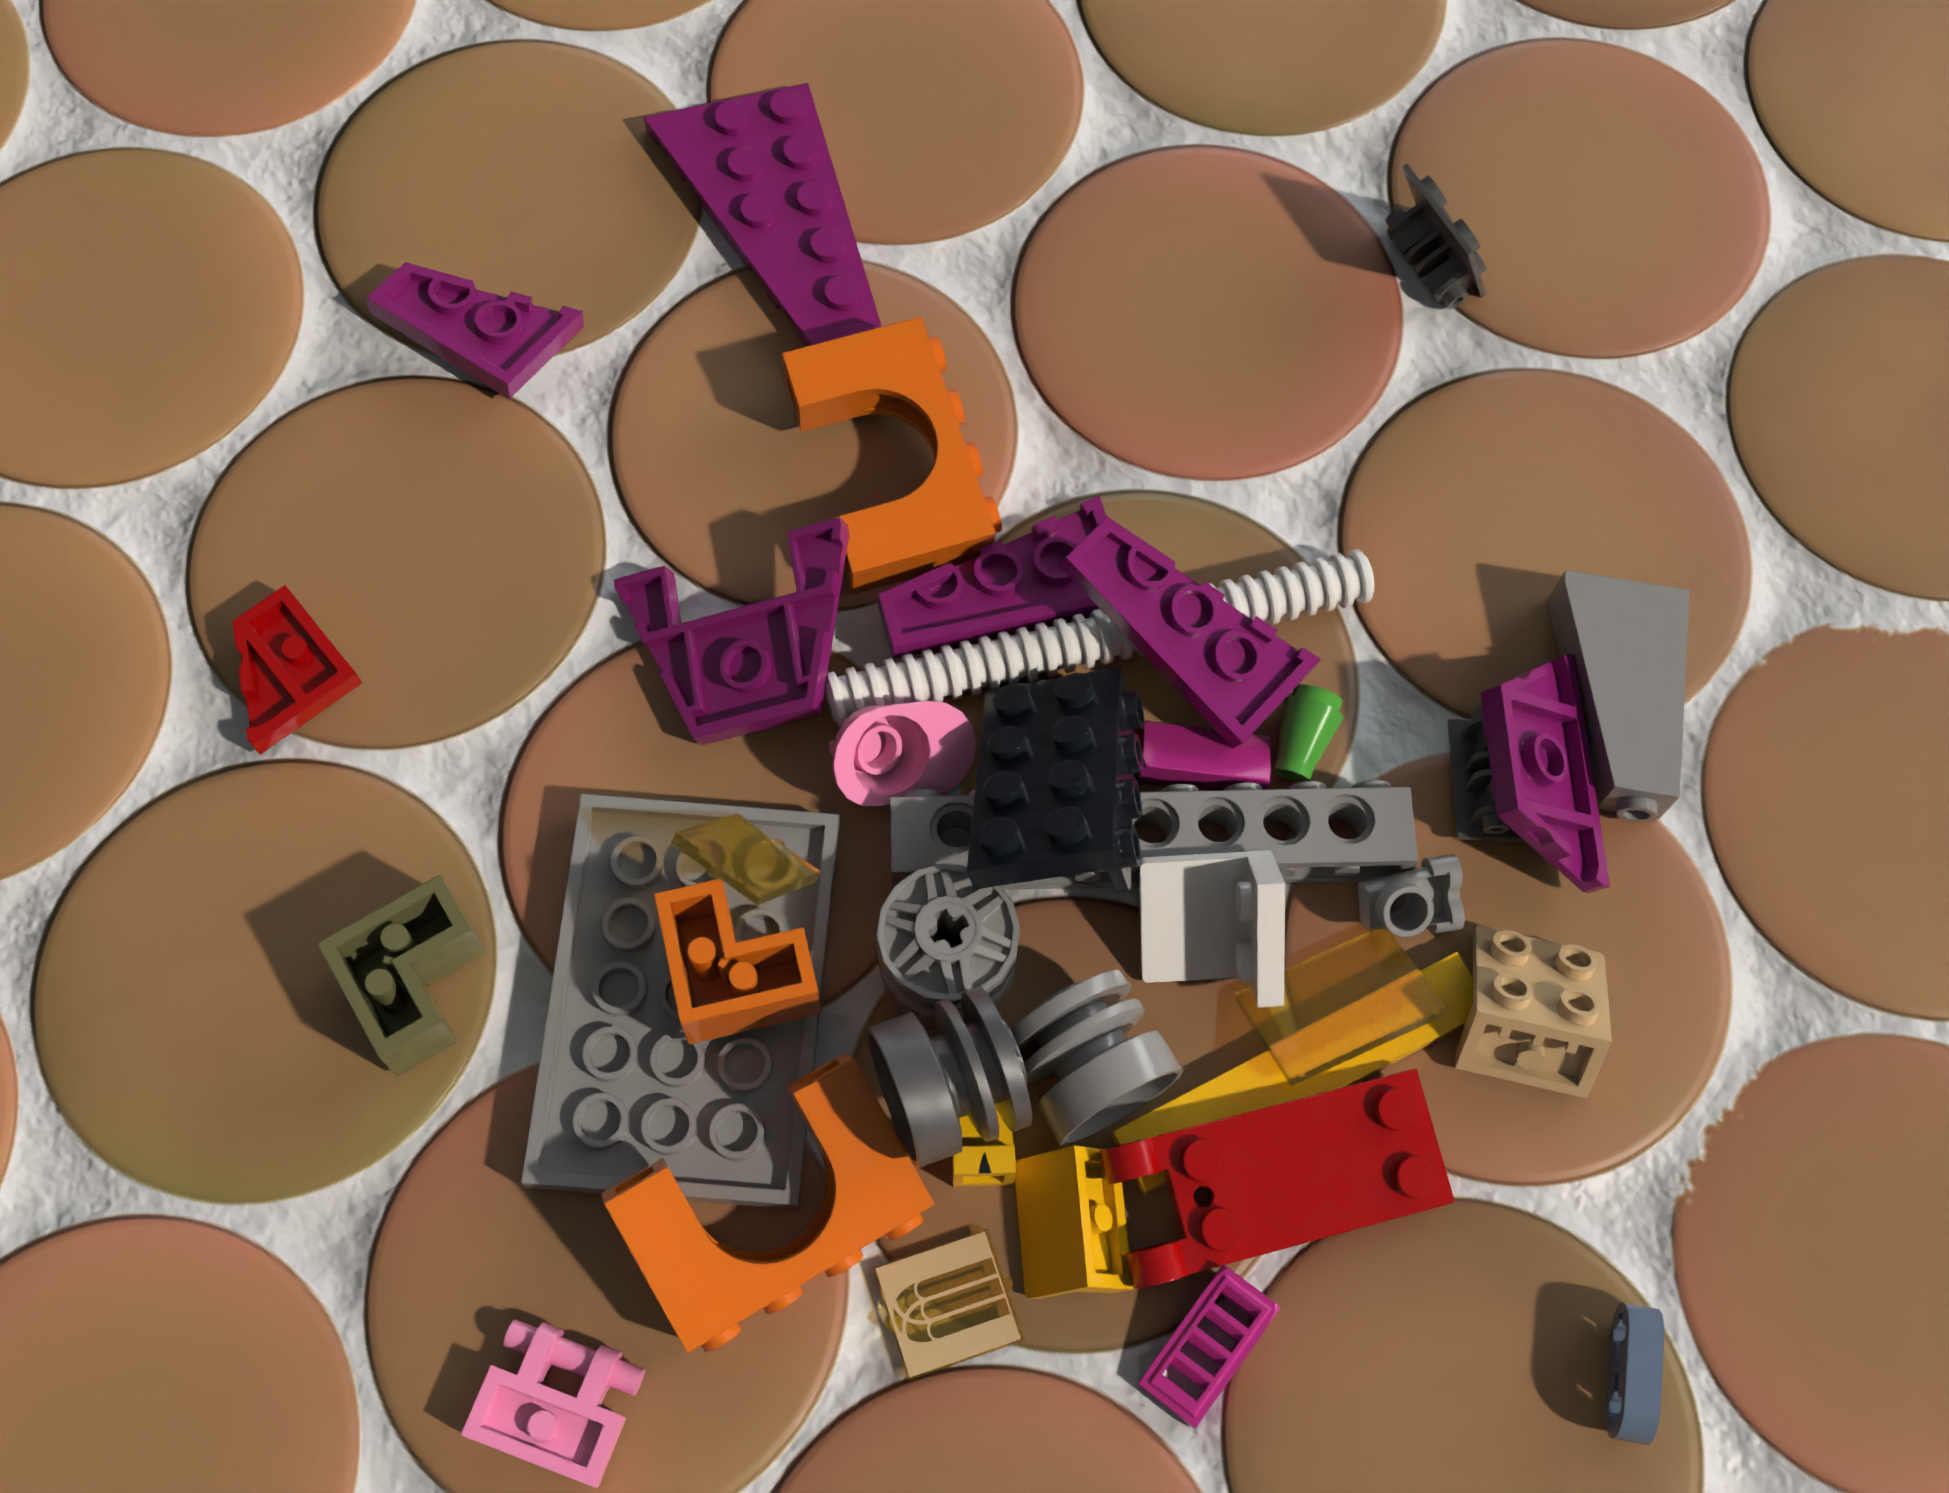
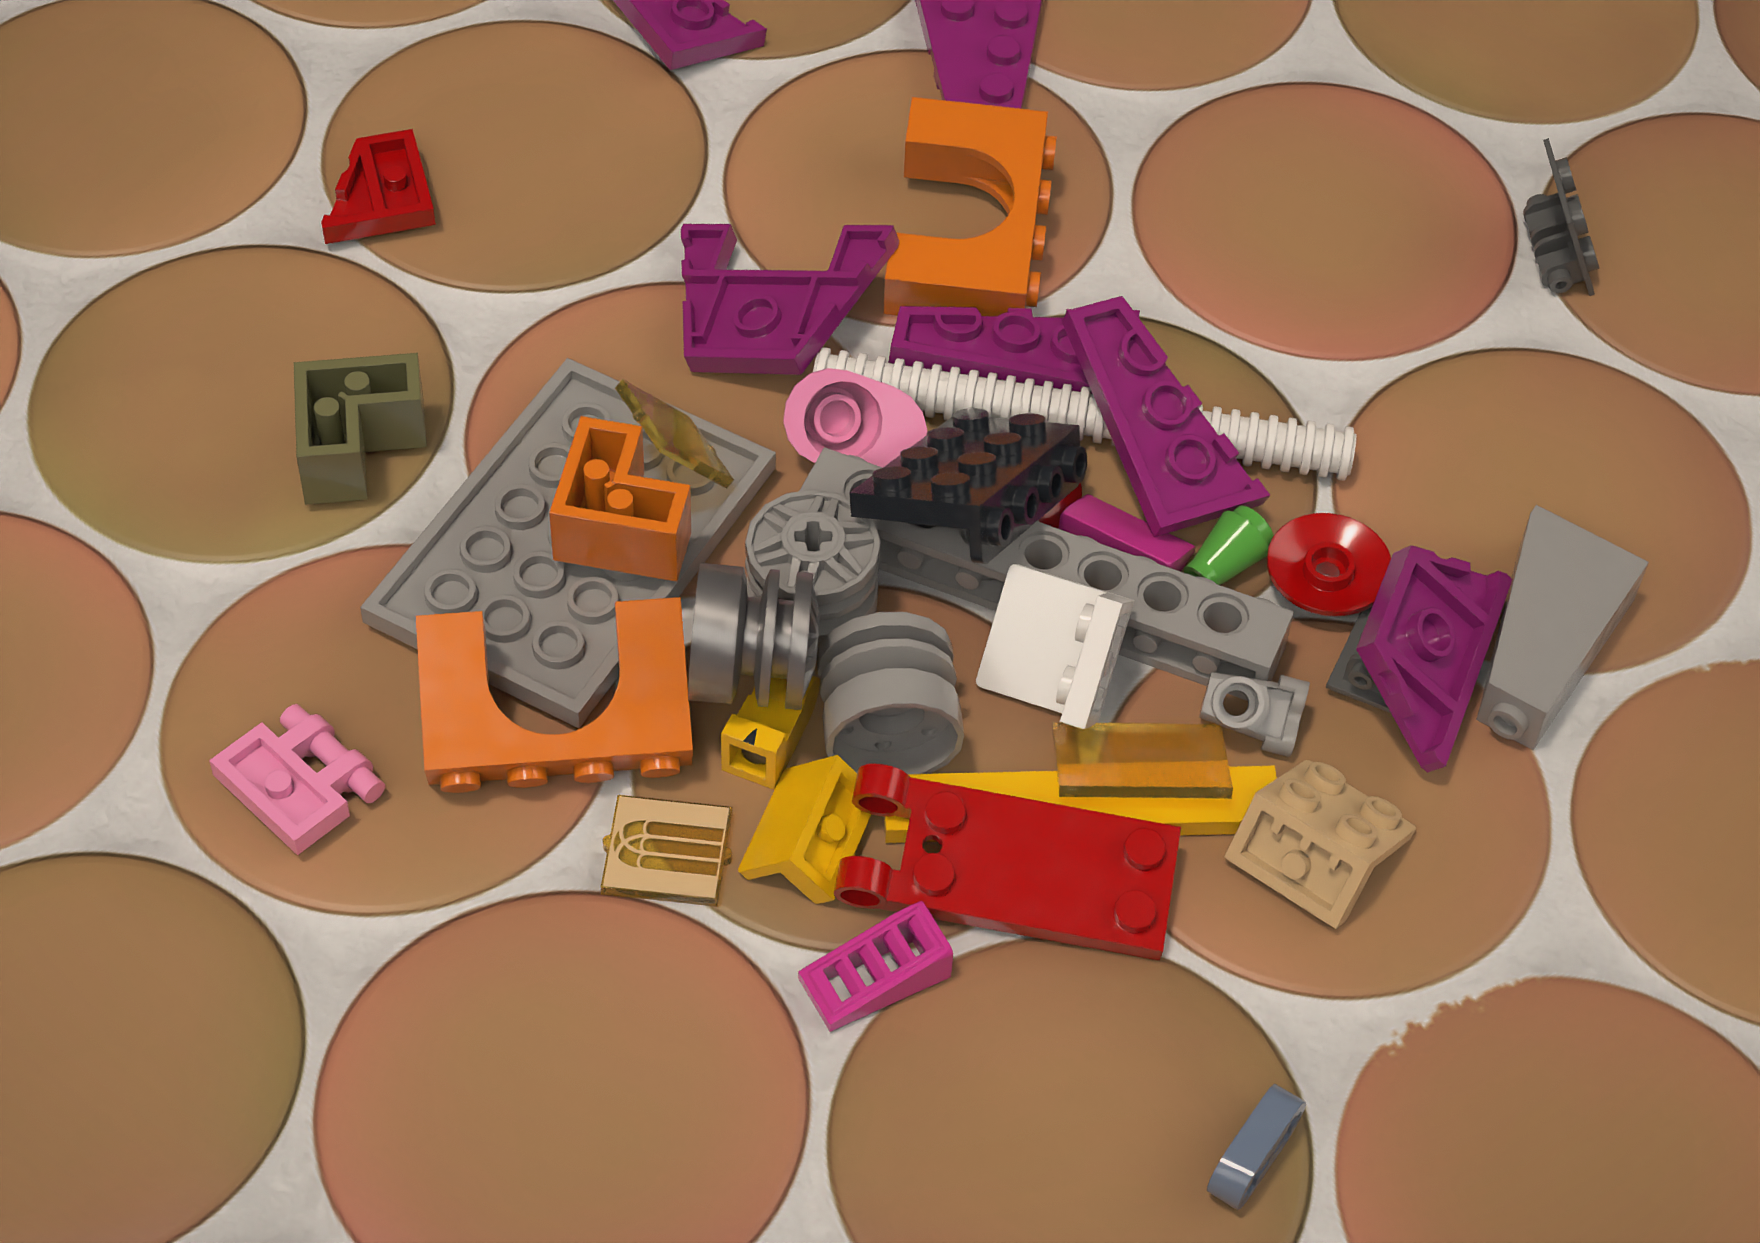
camera: 25 degrees right, 15 degrees down
(1420, 689) = (1329, 546): none -> red dish

